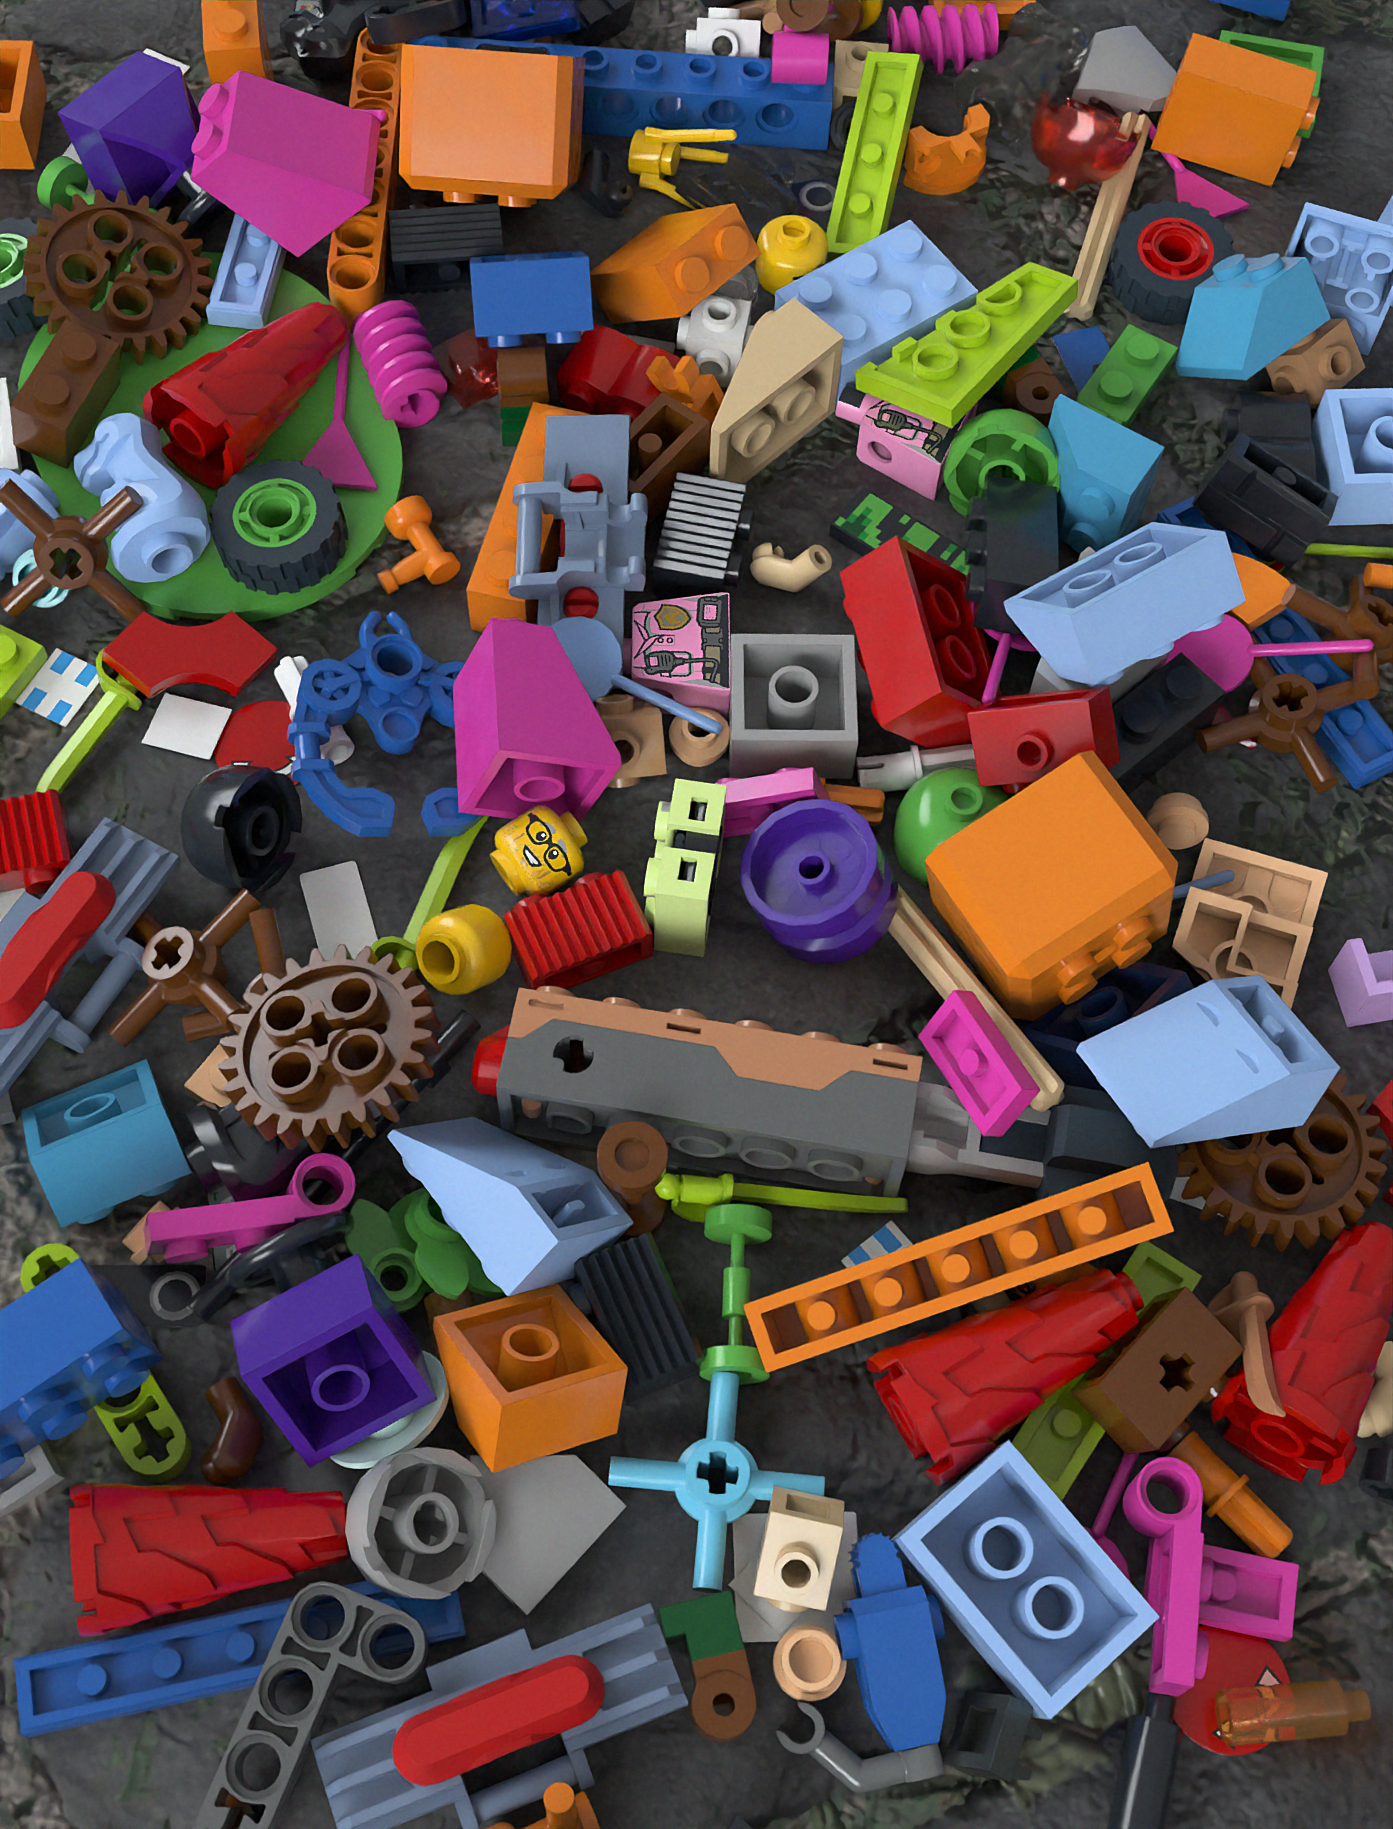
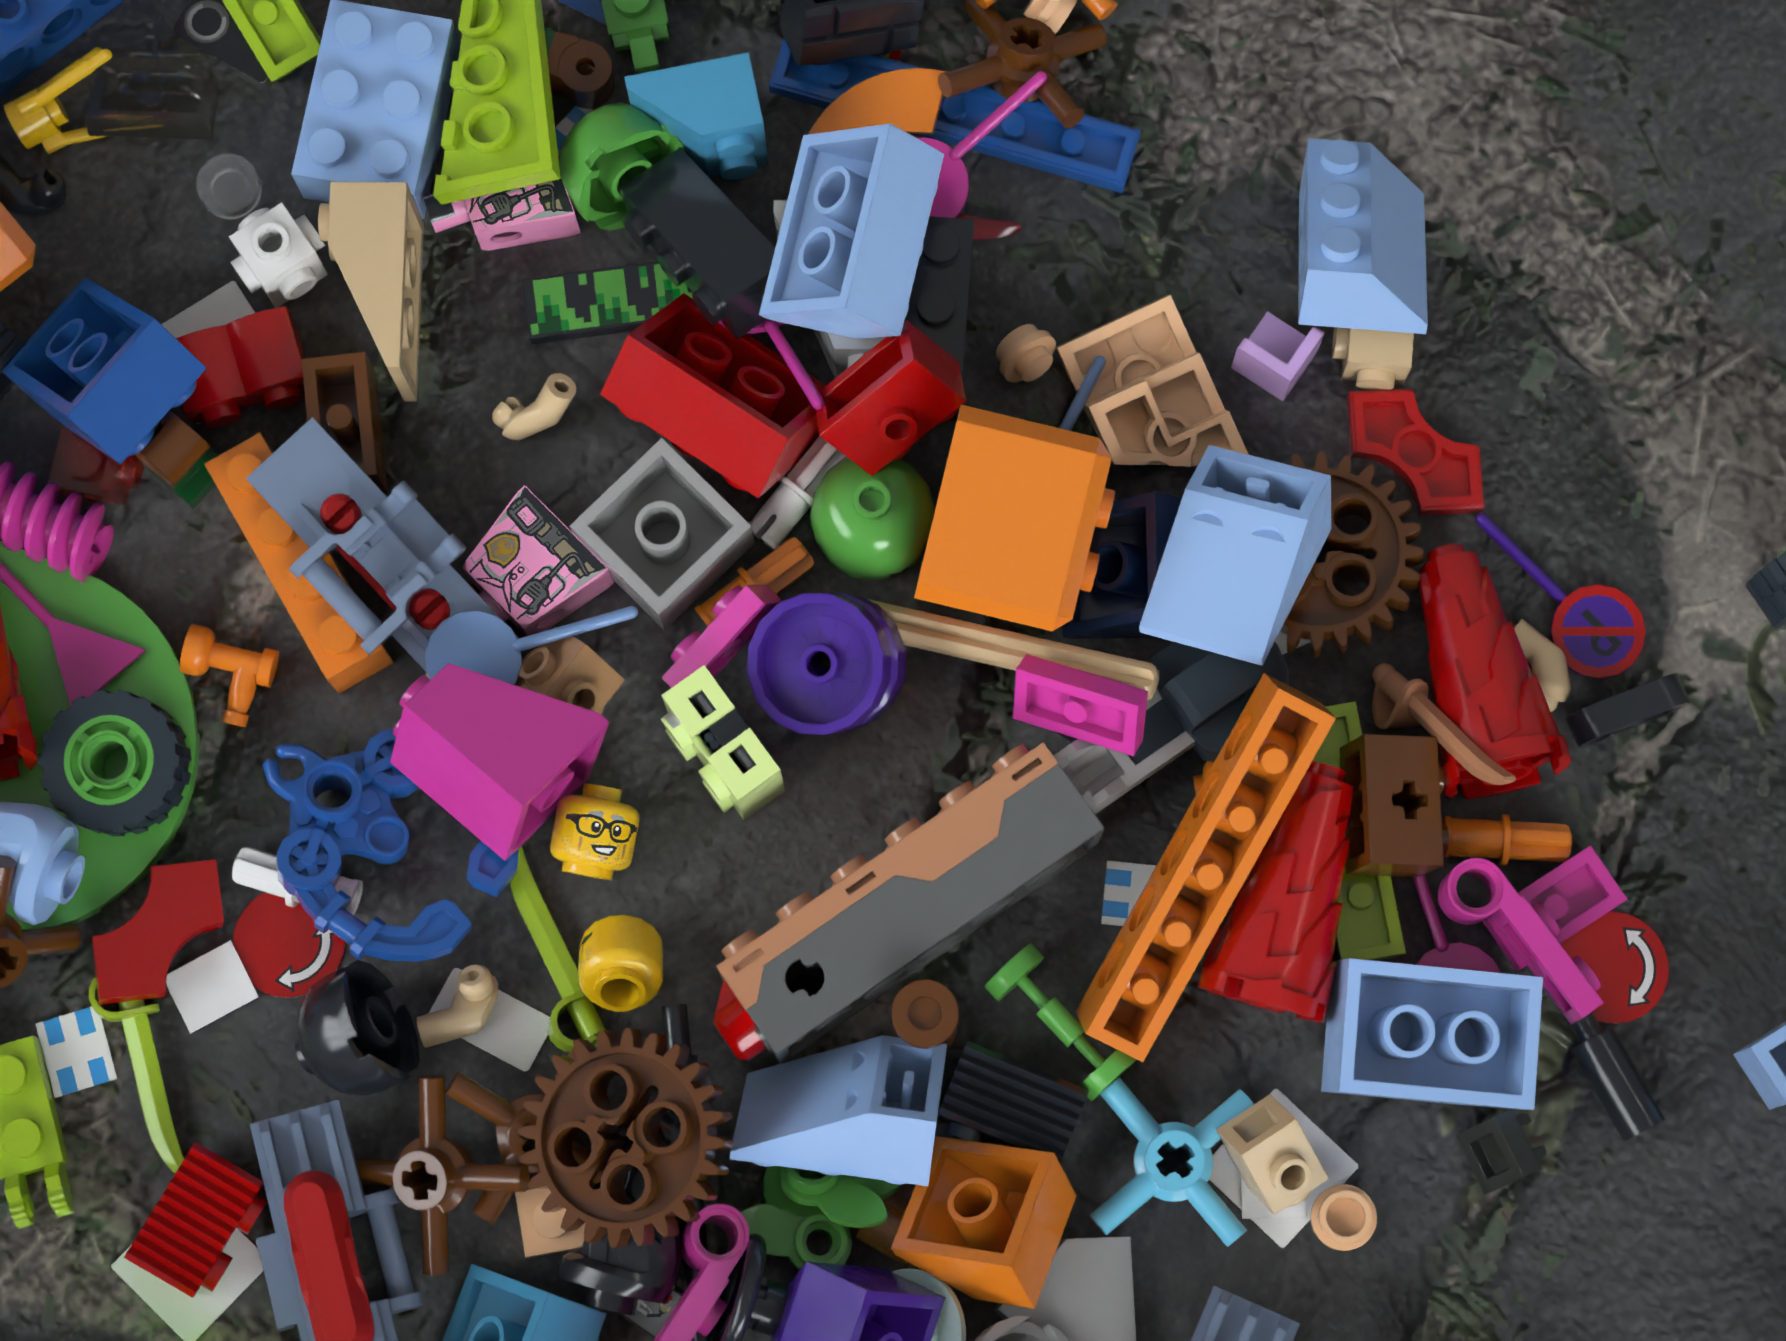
camera: 40 degrees left, 15 degrees up
(330, 891) = (467, 1012): none -> tan arm
(579, 932) = (686, 867): red brick -> none
(673, 264) = (182, 226): orange brick -> none
(687, 386) = (320, 328): orange plate -> none
(696, 750) = (618, 636): light nougat plate -> none
(696, 1194) = (977, 963): lime sword -> none
(701, 537) = (446, 450): black brick -> none
(718, 1663) = (1307, 1289): leg -> none
(789, 251) = (258, 117): yellow head -> none
(866, 1774) = (1466, 1215): dark grey arm -> none
(893, 1646) = (1386, 1154): blue hinge -> none
(1284, 719) = (1031, 203): reddish brown bar -> none
(1288, 1711) = (1664, 948): clear orange cylinder -> none

